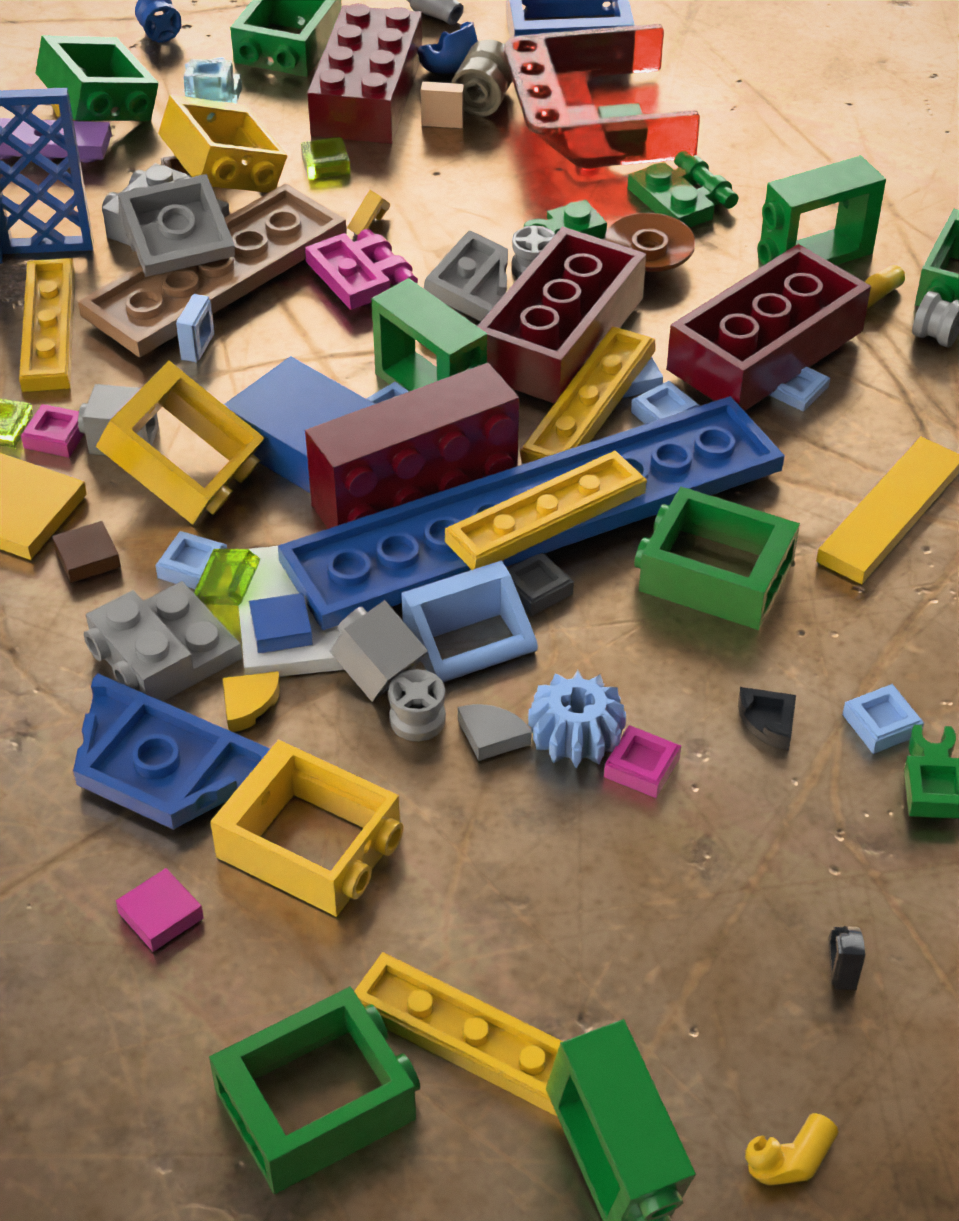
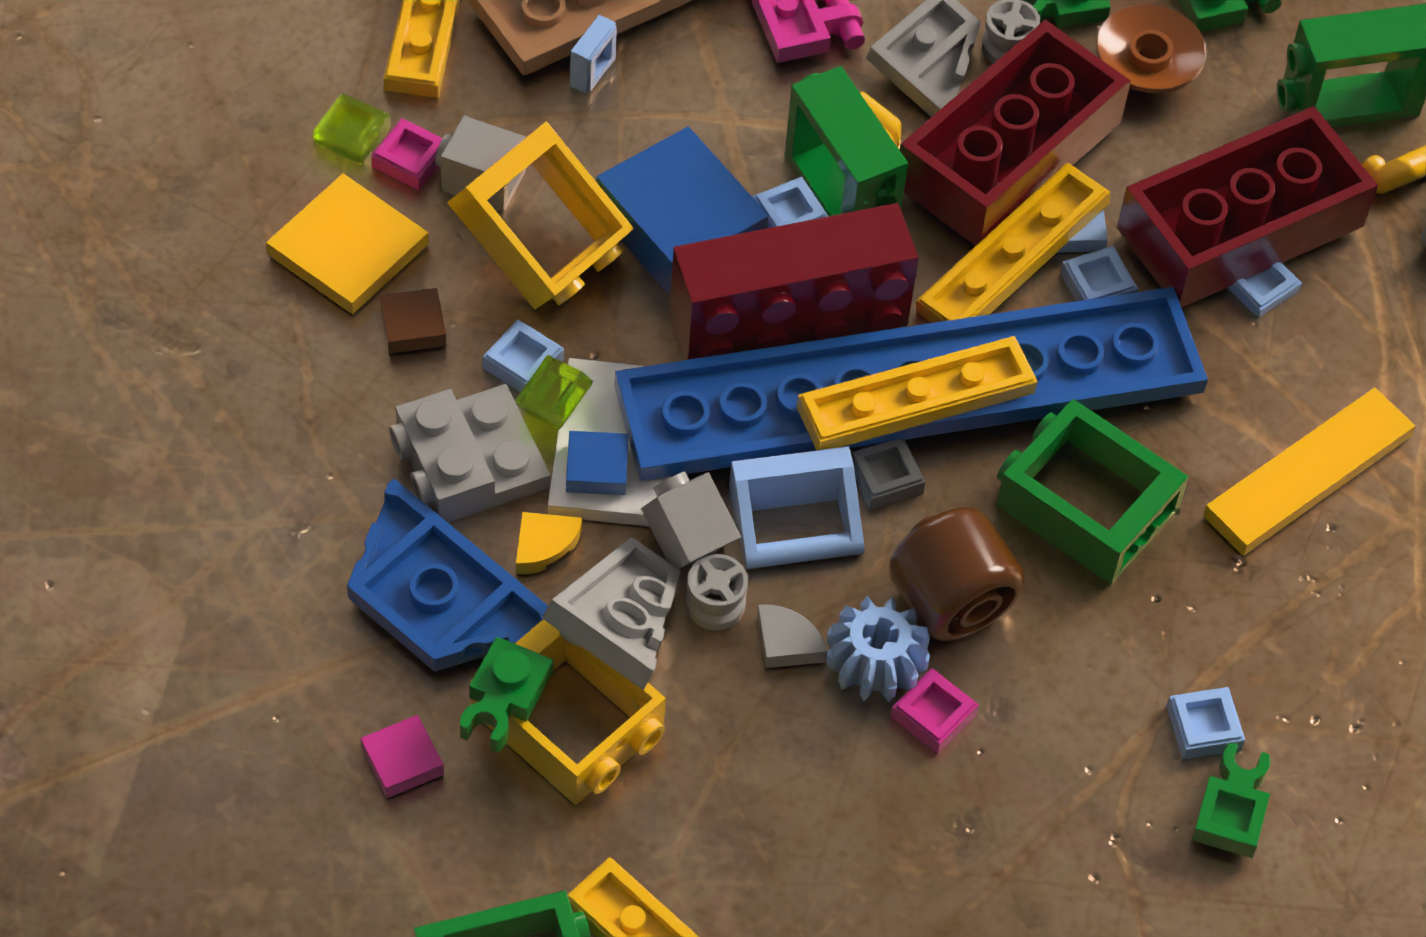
camera: 10 degrees right, 10 degrees up
(243, 815) = (503, 686): none -> green plate
(334, 730) = (619, 609): none -> light grey wing
(628, 639) = (956, 573): none -> reddish brown head
(768, 715) = (1085, 690): black tile -> none

